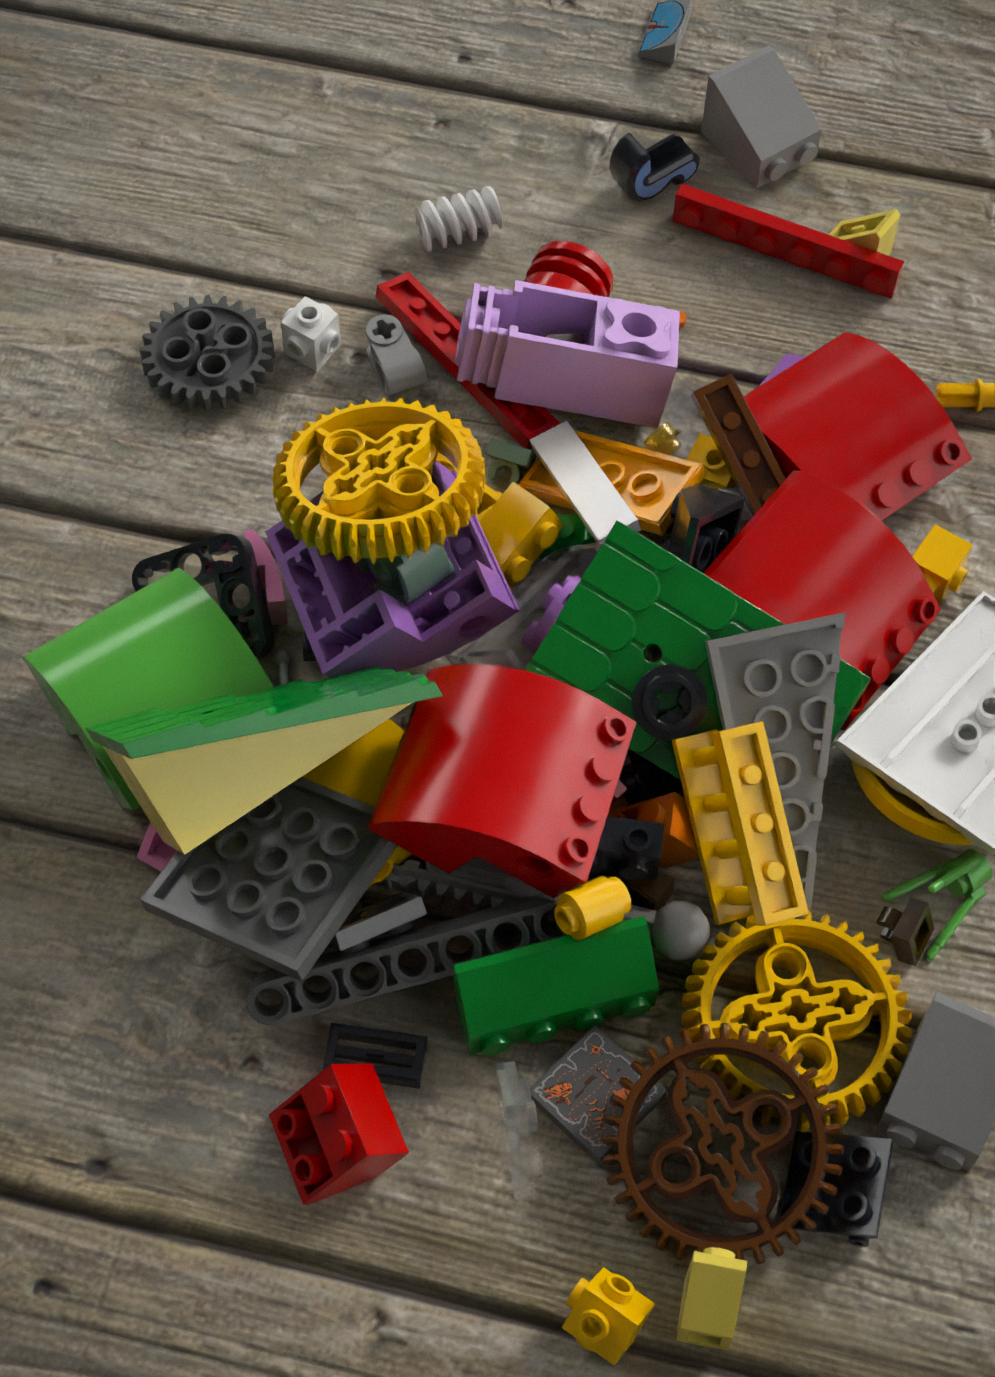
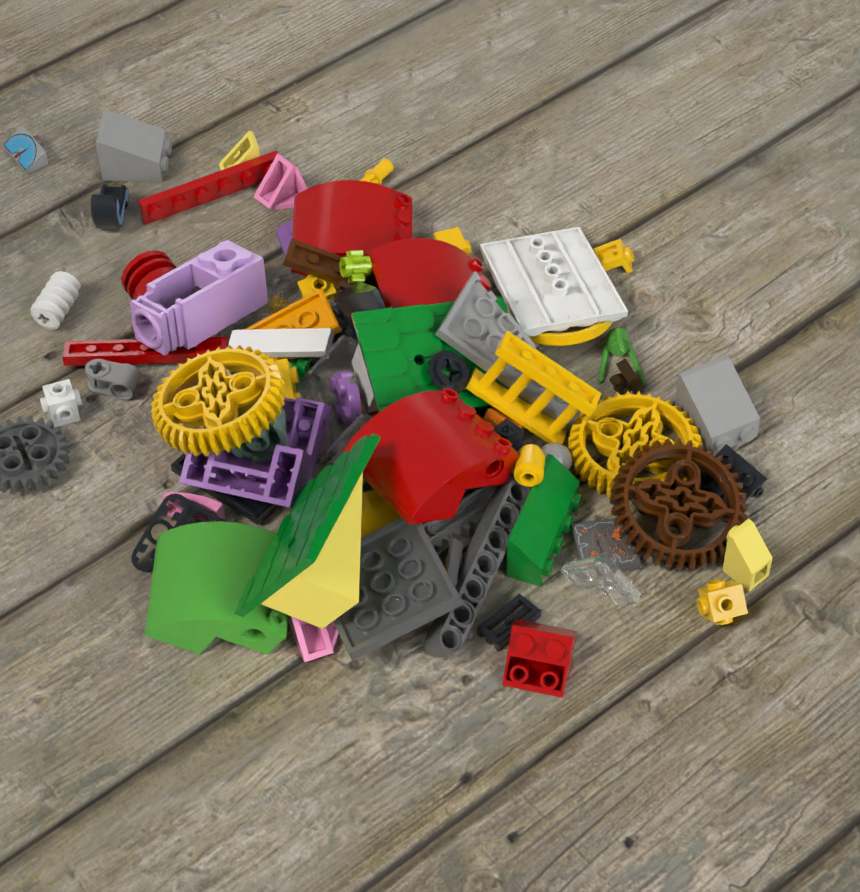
camera: 50 degrees left, 10 degrees down
(760, 474) = (355, 266): none -> lime gear
(858, 305) = (280, 185): none -> bright pink slope

